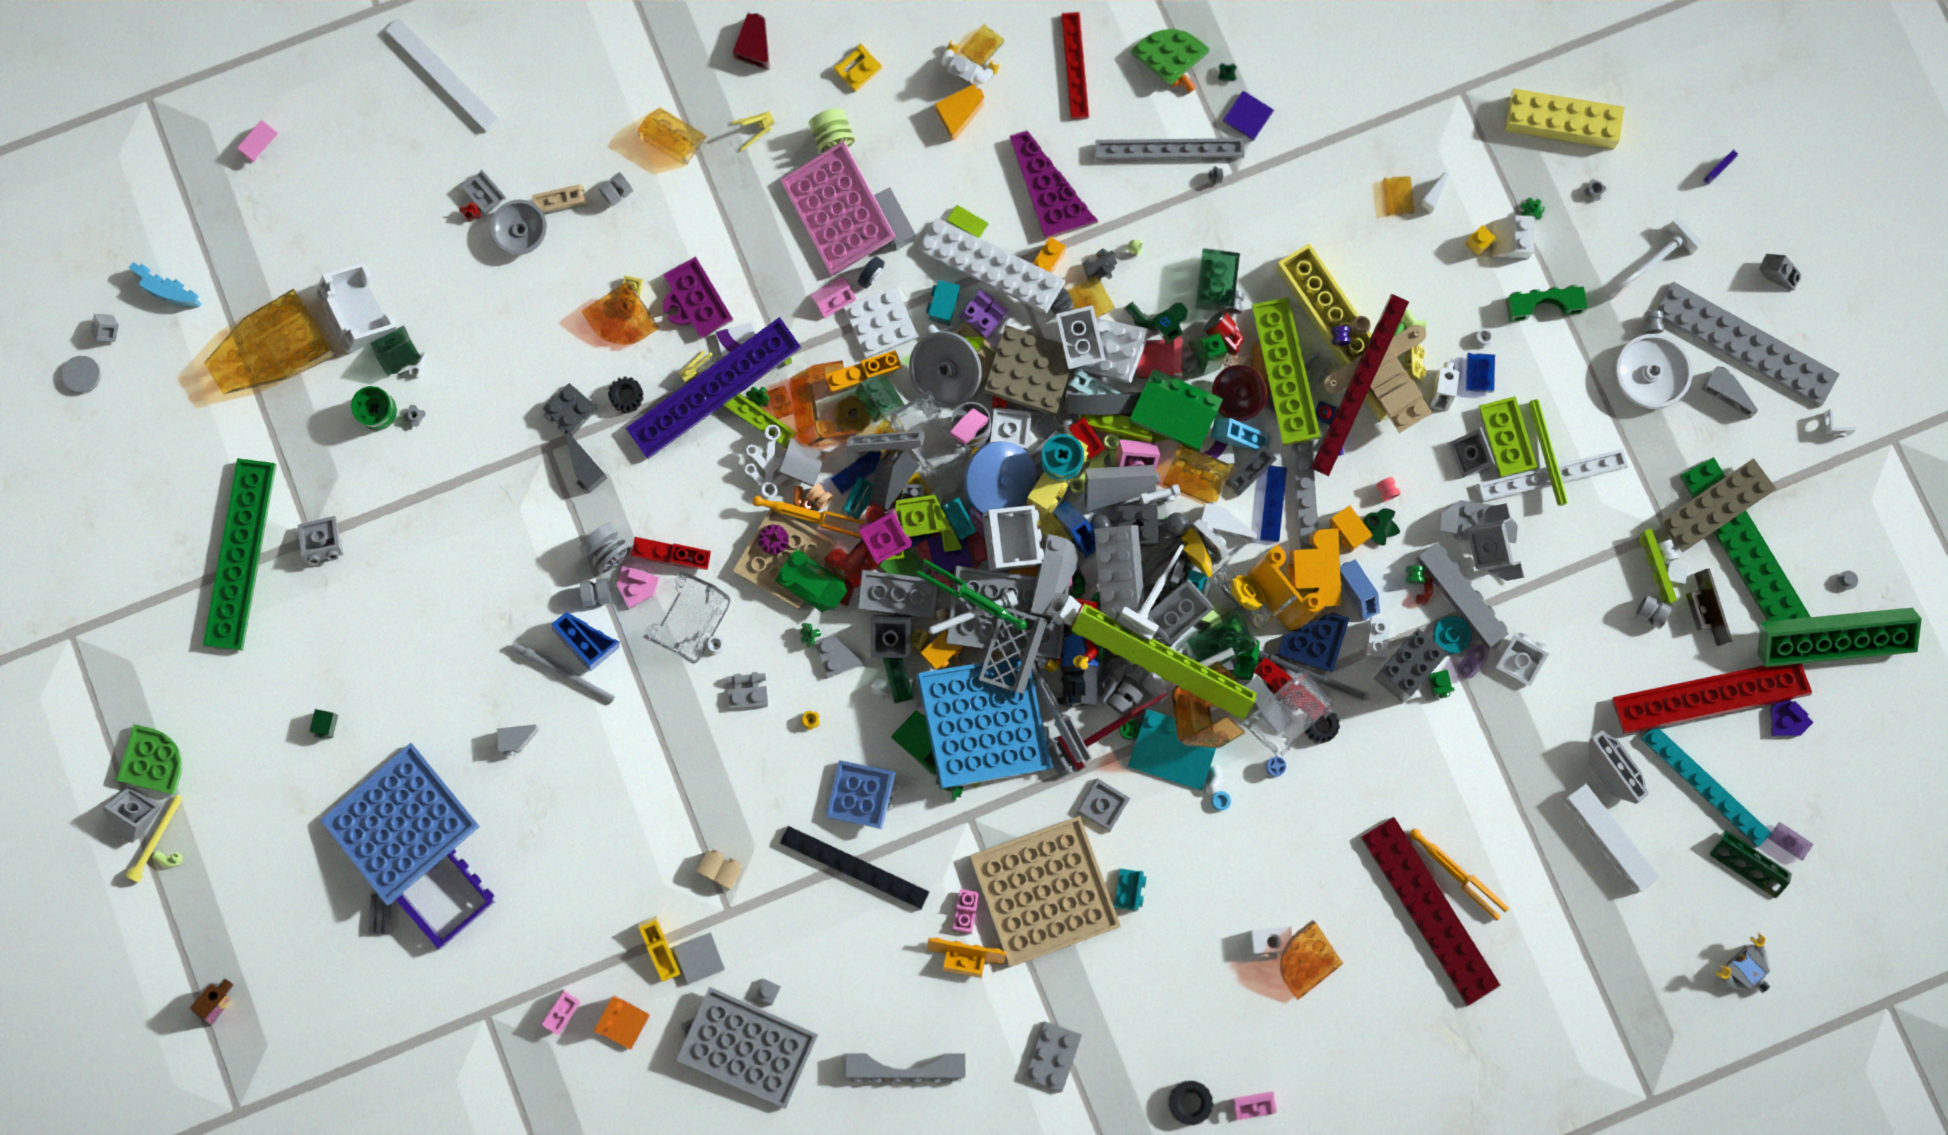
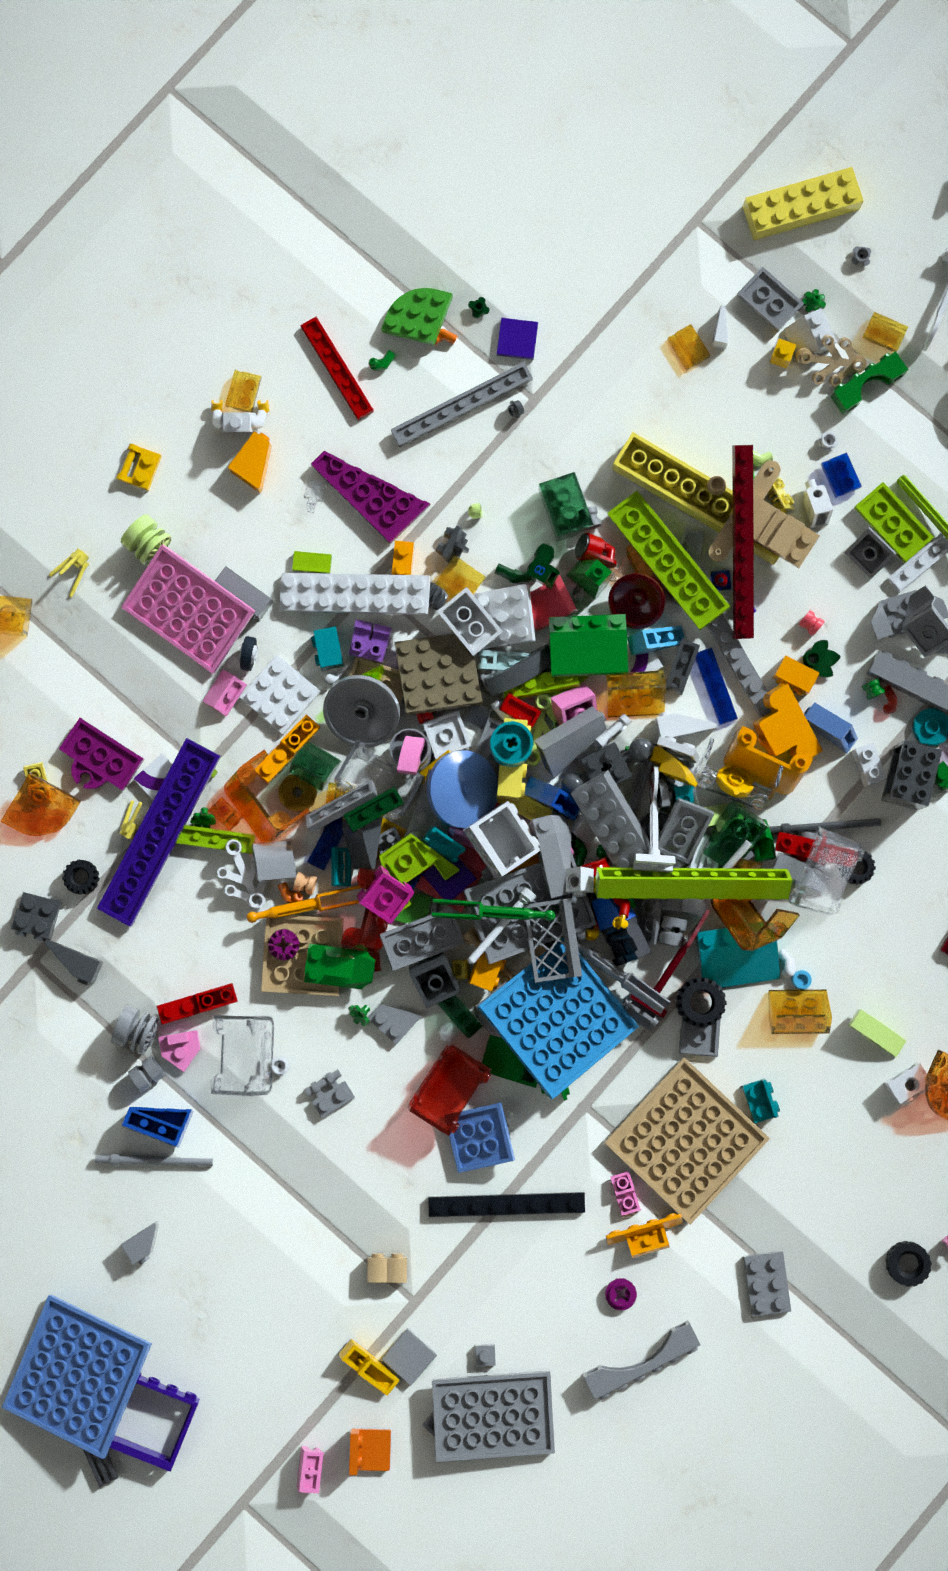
camera: 25 degrees left, 5 degrees up
(753, 42) = (30, 490): dark red slope -> none
(805, 720) = (400, 1096): yellow plate -> none
(855, 737) = (448, 1088): none -> clear red windscreen
(907, 995) = (621, 1303): none -> magenta gear
(912, 456) = (373, 809): none -> dark green plate
(999, 163) = (314, 492): none -> clear plate
(1118, 81) = (382, 364): none -> green arm
(1127, 757) = (717, 997): none -> black tyre
(1130, 731) = (692, 957): green wheel -> none
(1204, 827) = (799, 1011): none -> clear yellow slope
(1266, 881) = (877, 1032): none -> yellowish green slope
(1276, 763) = (838, 923): medium blue wheel -> none
(1316, 642) = (816, 794): dark blue plate -> none
(1341, 335) = (704, 504): dark purple wheel -> none
(1493, 188) = (770, 299): none -> light grey plate
(1524, 268) = (834, 361): none -> tan plant
(1583, 266) = (885, 332): none -> clear yellow plate

